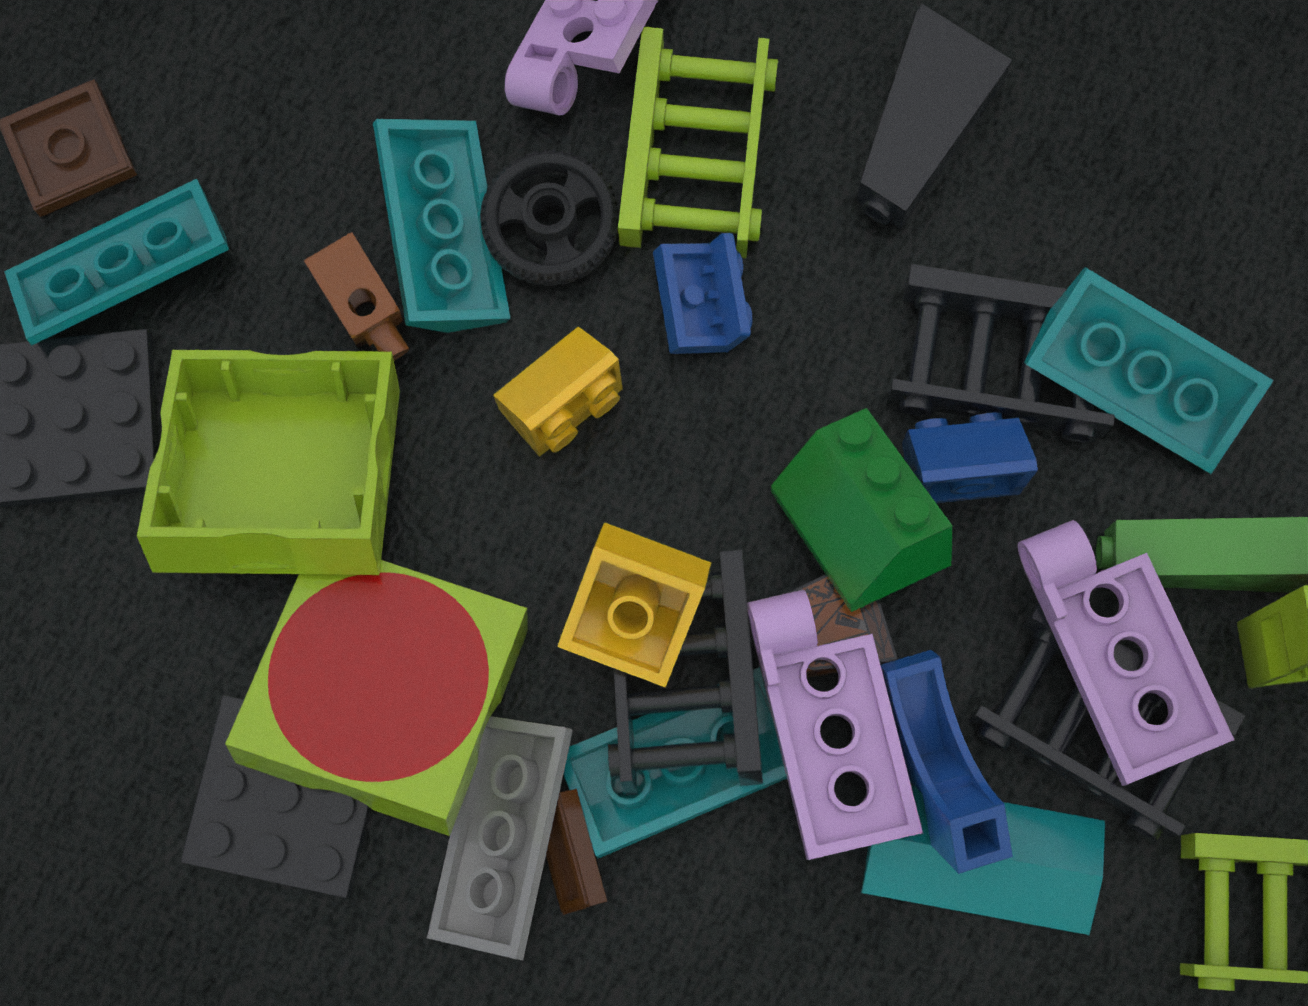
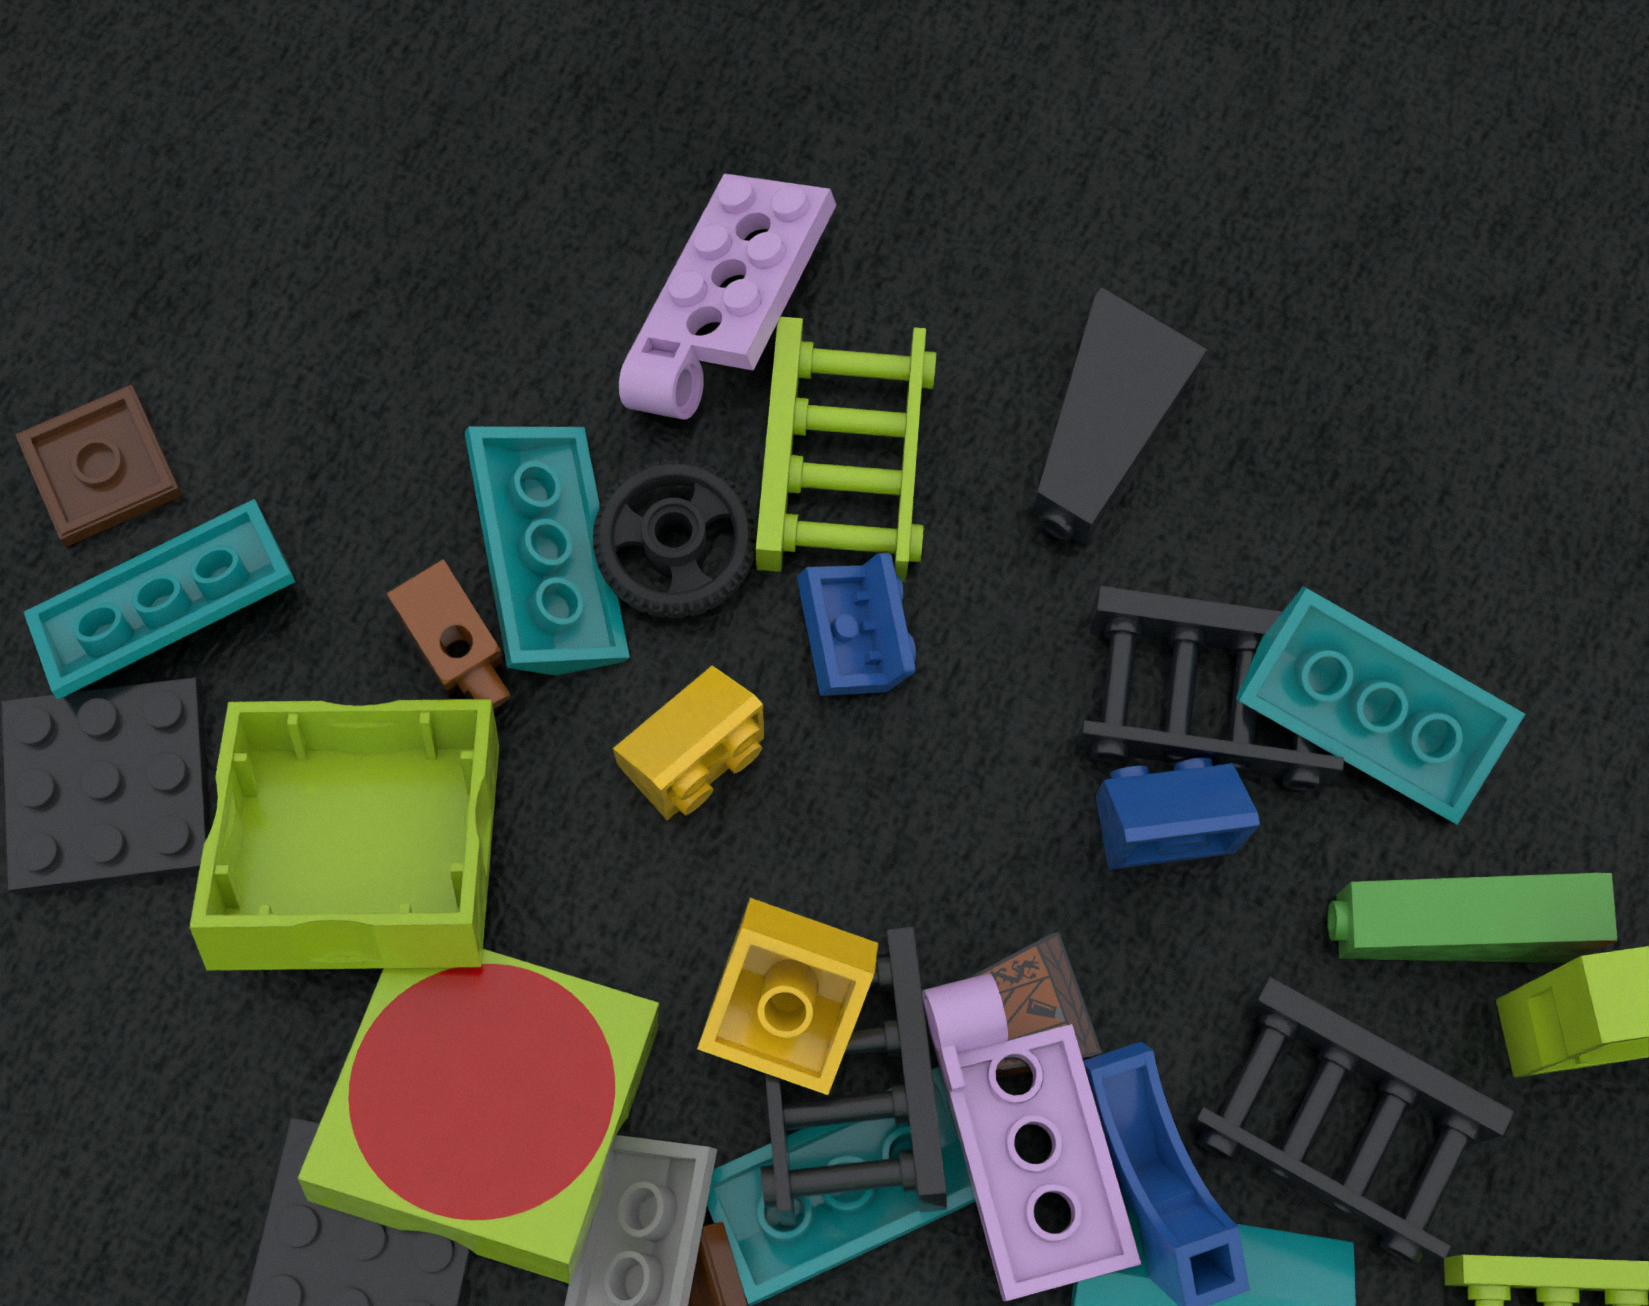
camera: 10 degrees left, 5 degrees down
(863, 511) = (1055, 878): green slope -> none
(1062, 577) = (1293, 950): lavender hinge -> none

